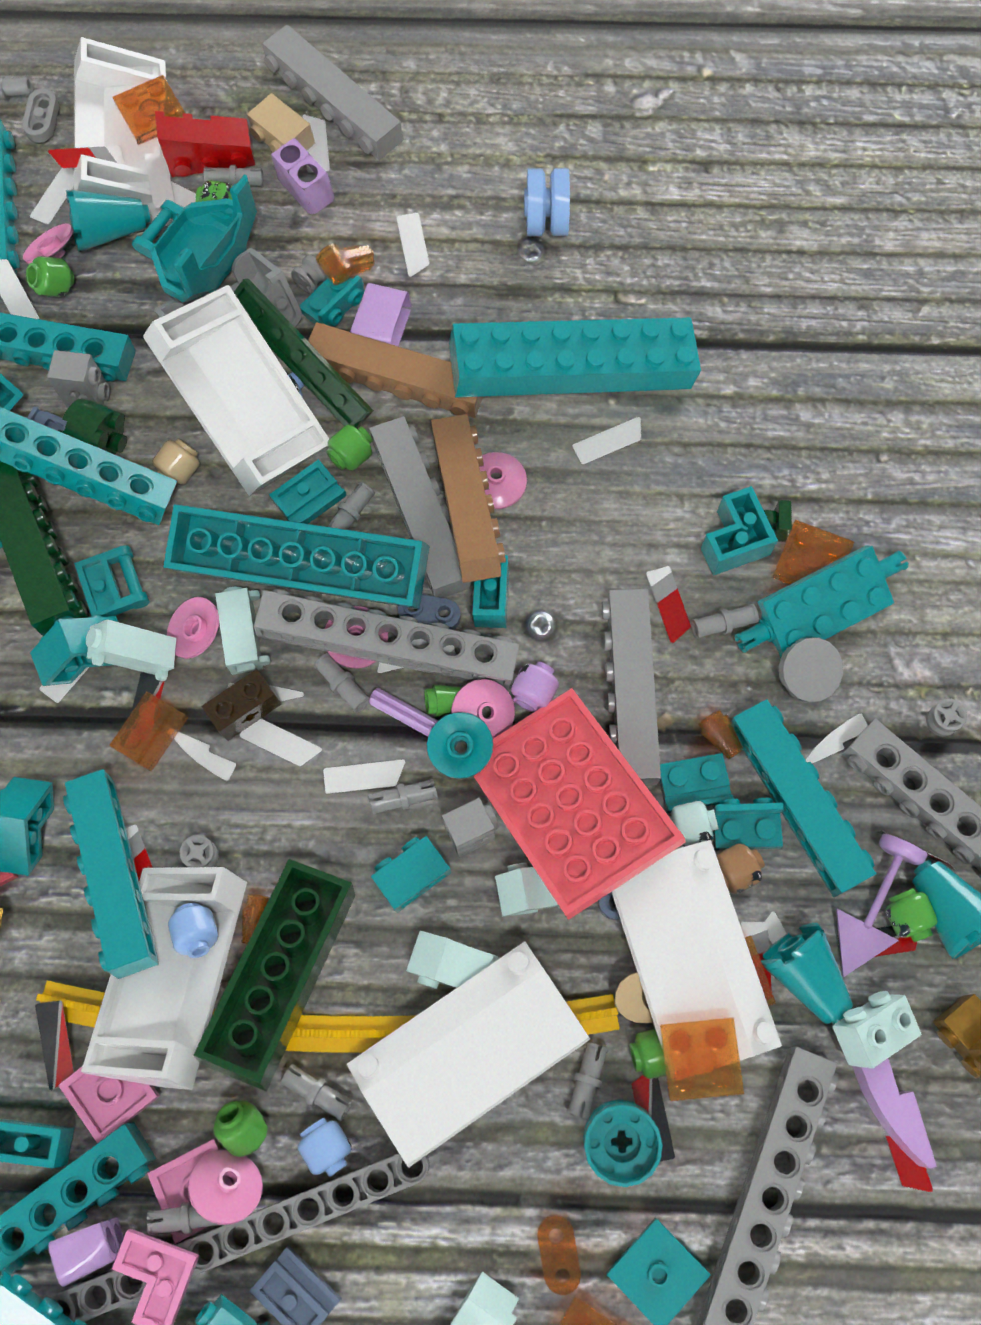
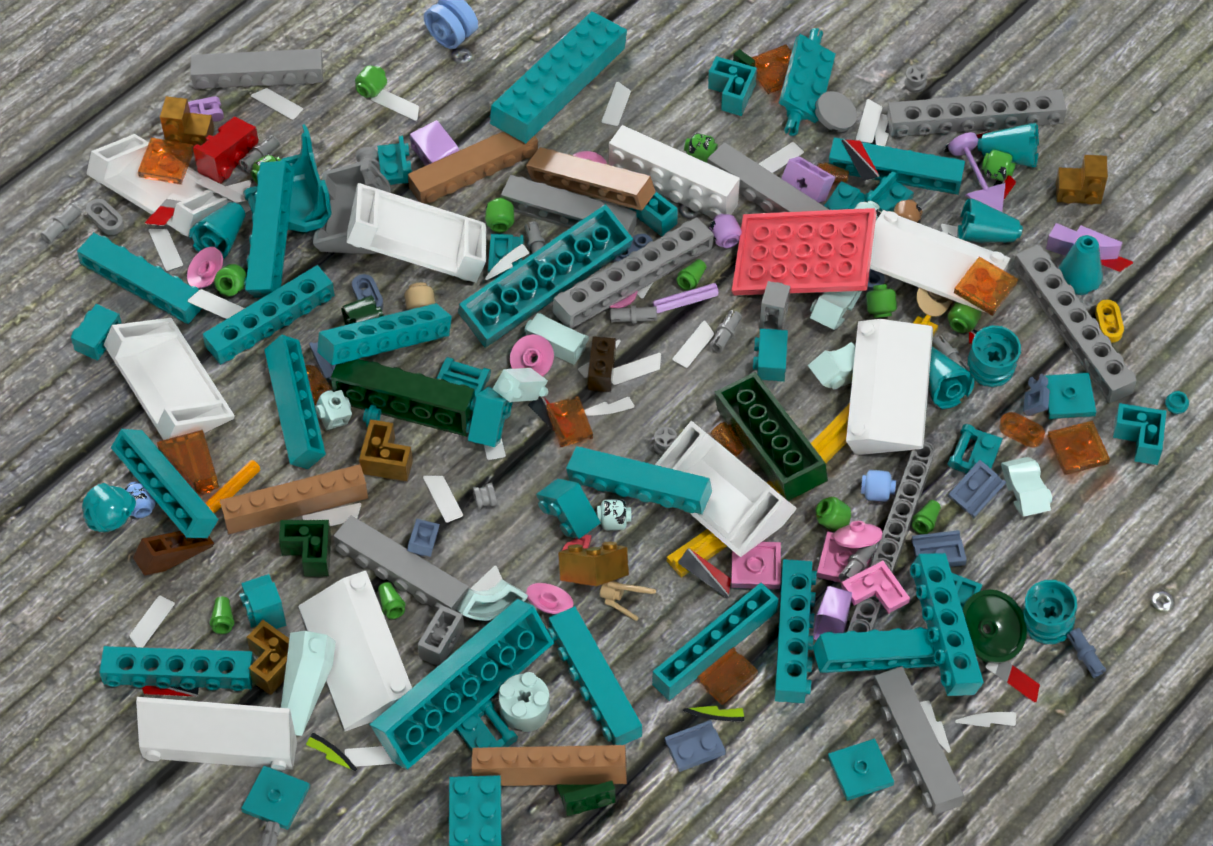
camera: 50 degrees left, 15 degrees down
(56, 878) = (614, 514): none -> light aqua head
(77, 377) = (322, 306): light grey brick -> none
(125, 257) = (269, 228): none -> teal brick
(141, 410) = (368, 282): none -> sand blue plate
(193, 930) = (710, 460): light blue head -> none
(197, 84) = (183, 126): none -> pearl gold brick
(234, 85) = (212, 103): none -> lavender plate
(277, 124) = (255, 107): tan brick -> none
(292, 503) = (506, 262): none -> white sticker
(302, 357) = (434, 195): dark green tile -> none
(316, 1092) = (846, 474): light grey pin -> none
(317, 192) = (308, 111): lavender piece -> none
(332, 1241) = (926, 517): none -> bright green cone
(344, 262) = (383, 136): clear orange piece -> none
(408, 197) = (370, 81): none -> bright green head
(418, 1273) = (977, 489): none -> sand blue plate
(455, 729) = (729, 274): teal dish -> none
(481, 1234) = (985, 449): none -> teal plate
(483, 693) = (714, 264): bright pink dish -> none
(543, 1105) = (948, 380): none -> teal cone
(553, 573) = (676, 173): none -> white brick
(589, 938) = (881, 301): none -> bright green head
(614, 1239) = (1038, 397): none -> sand blue plate
(625, 569) = (700, 146): none -> bright green head
(669, 602) = (745, 148): sticker -> none
(683, 717) = (808, 178): none -> lavender brick
(694, 661) = (781, 157): none -> white sticker
(724, 621) = (772, 128): light grey pin -> none
(763, 754) = (860, 159): none -> sticker
(814, 1241) = (1111, 322): none -> yellow plate
(838, 714) = (869, 122): none -> white sticker
(852, 1141) = (1083, 265): none -> teal cone
(876, 1029) = (1038, 217): light aqua brick -> none

